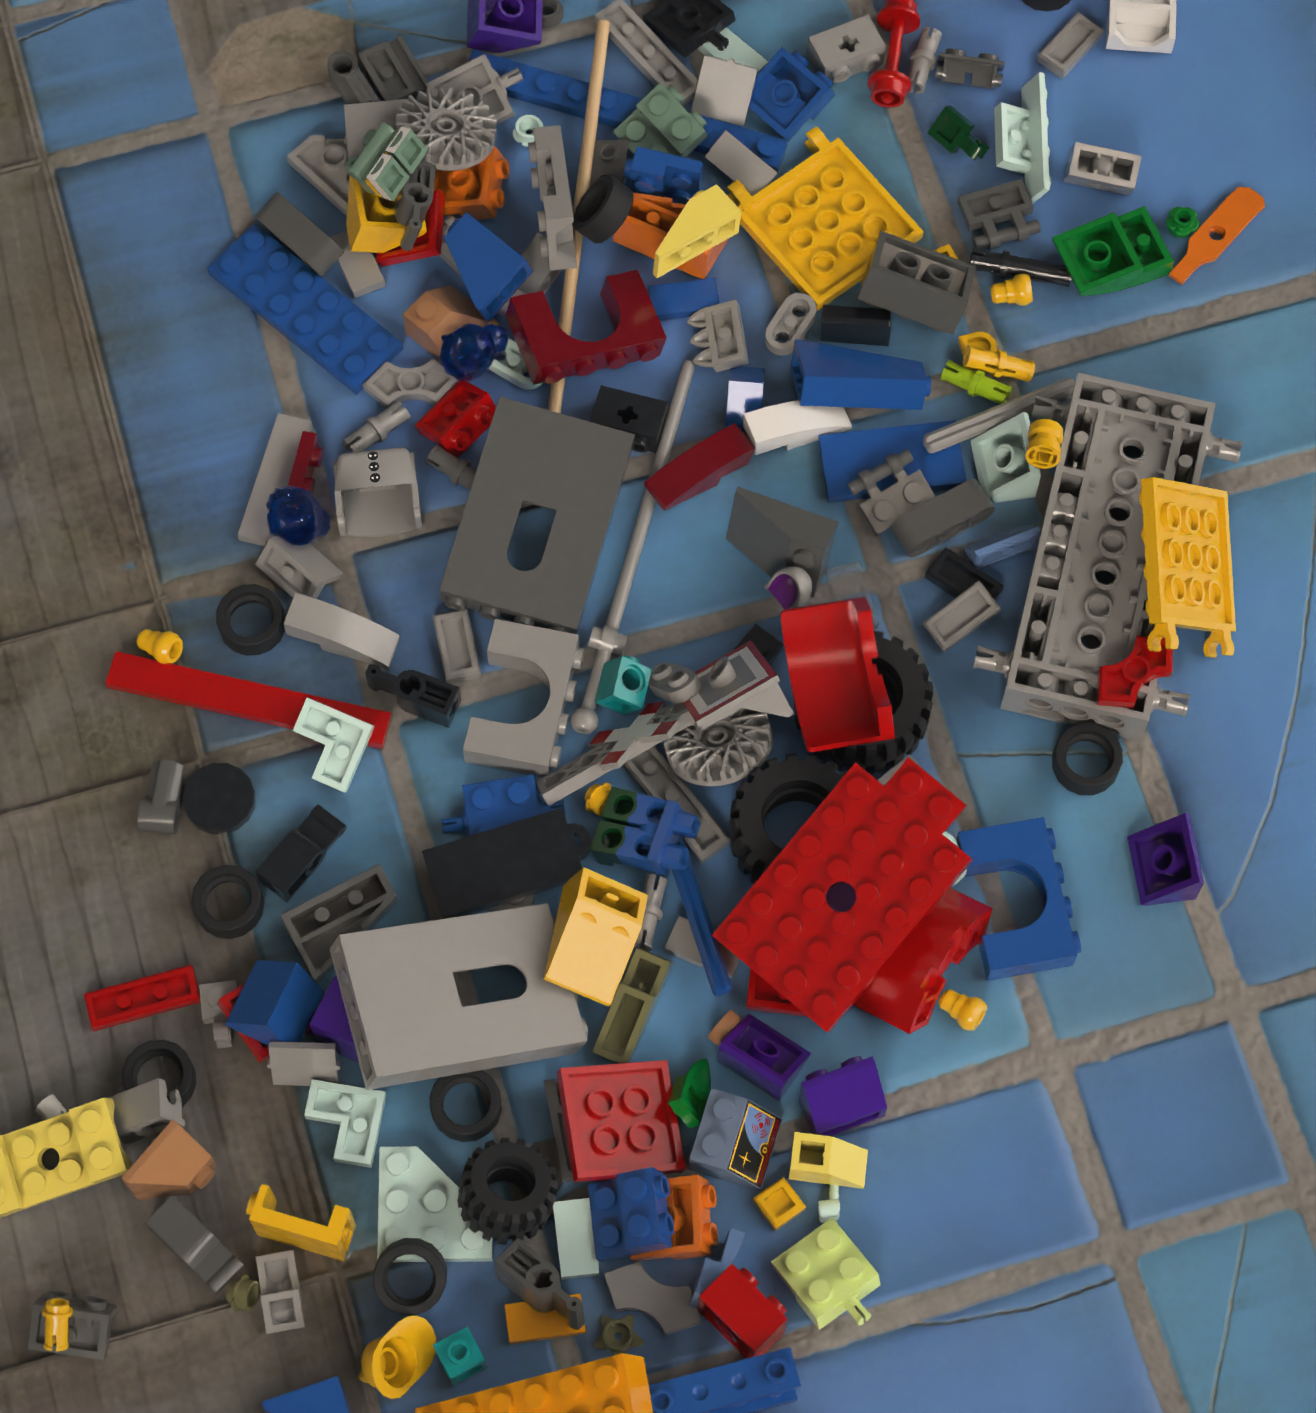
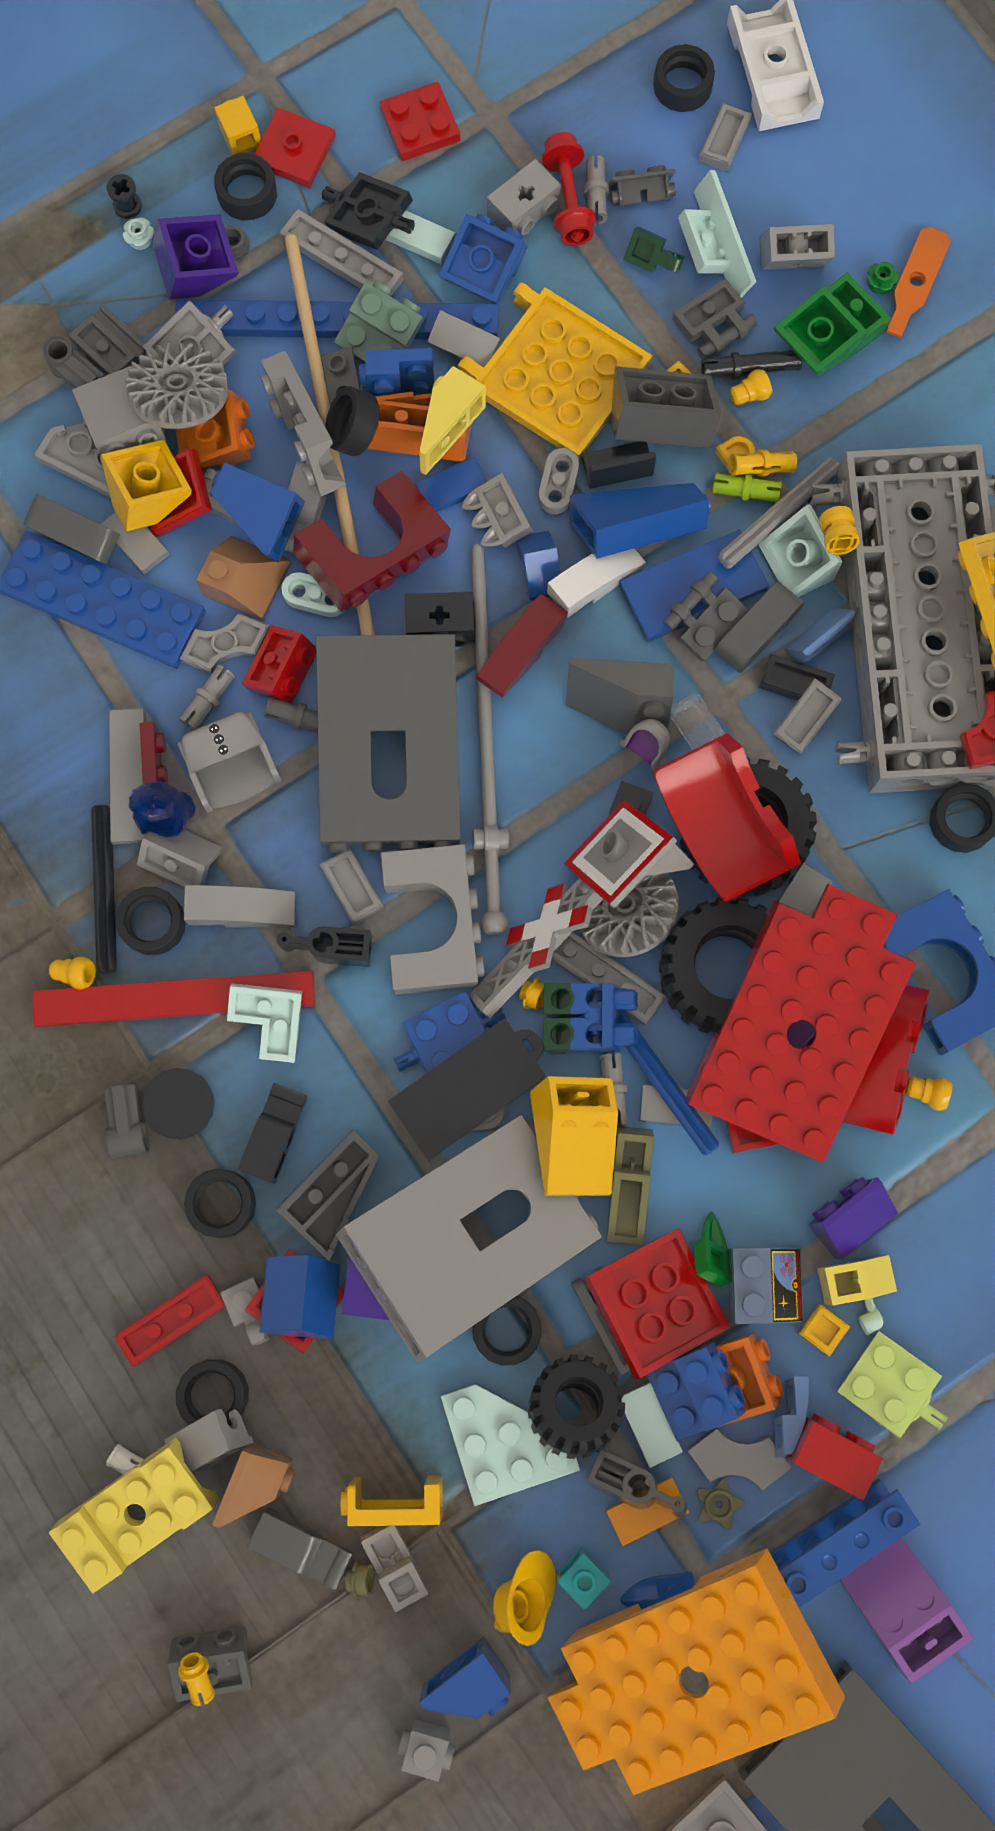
camera: 15 degrees left, 10 degrees up
(215, 579) = (103, 890): none -> black axle
(301, 1062) = (344, 1342): light grey piece -> none
(357, 1113) = (414, 1380): light aqua plate -> none
(386, 160) = (132, 434): sand green hips -> none
(402, 1305) = (517, 1542): black tyre -> none
(414, 202) = (169, 463): dark grey piece -> none
(464, 343) = (264, 588): clear blue piece -> none
(525, 124) = (248, 358): light aqua plate -> none
(612, 691) = (523, 889): teal brick -> none
(674, 682) = (568, 863): light grey plate -> none
(724, 90) = (425, 271): light grey piece -> none
(724, 1027) = (720, 1179): medium nougat tile -> none
(762, 1056) = (765, 1194): dark purple slope -> none

